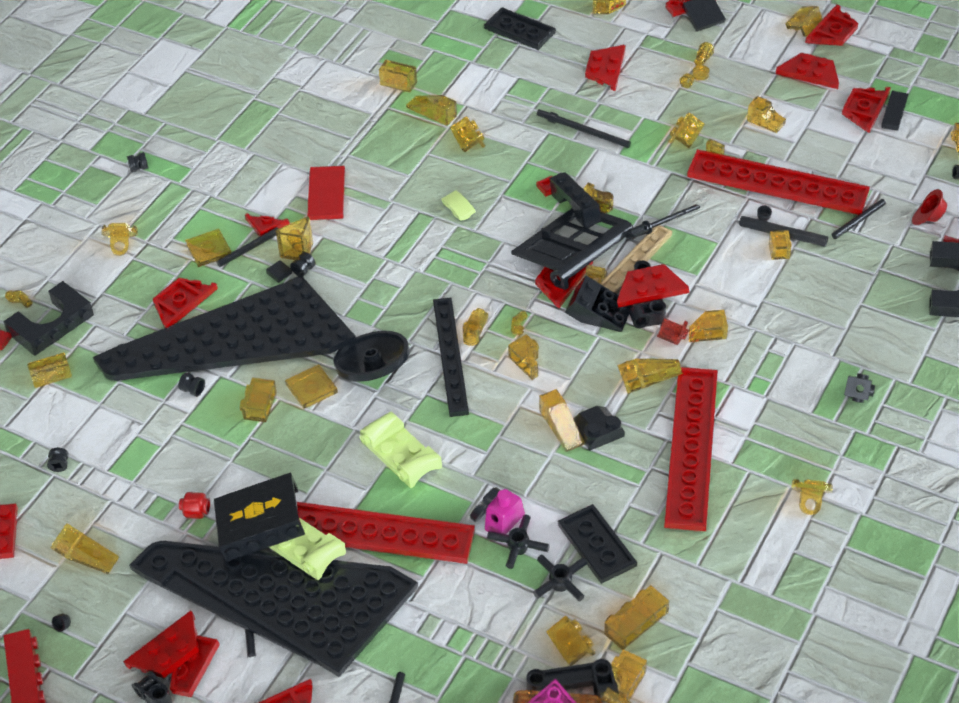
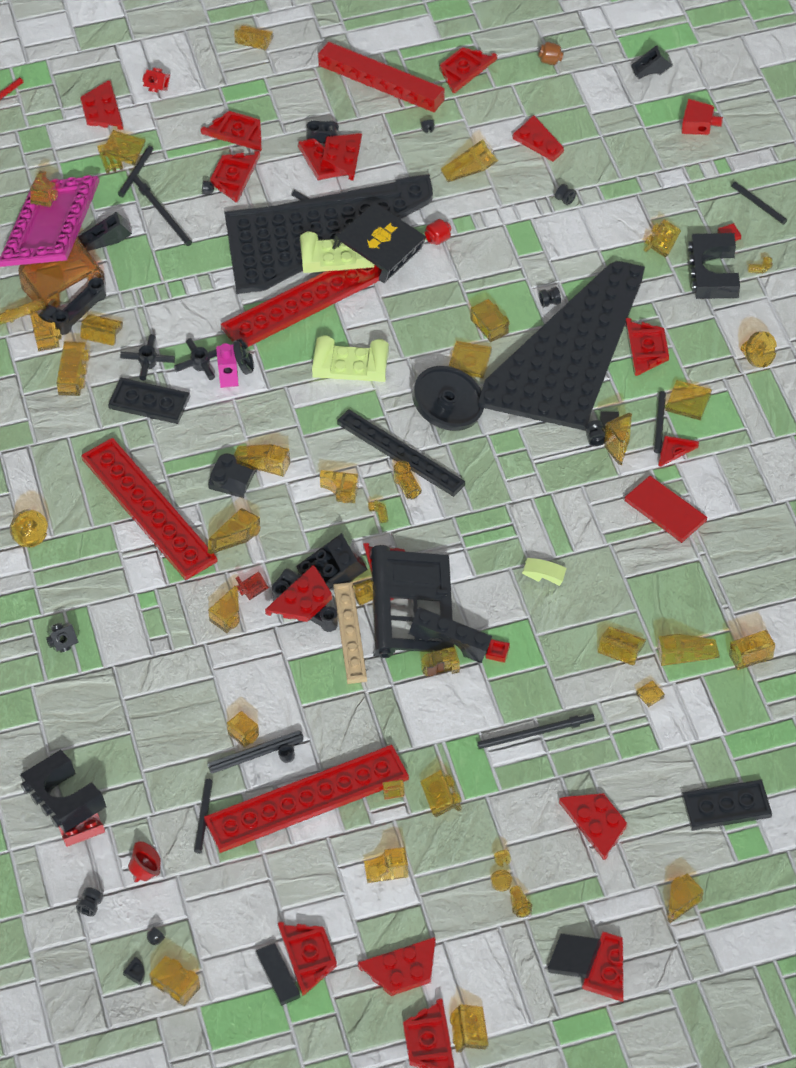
camera: 135 degrees right, 5 degrees up
(486, 103) = (650, 693): none -> clear yellow tile
(646, 227) = (366, 657): black piece -> none

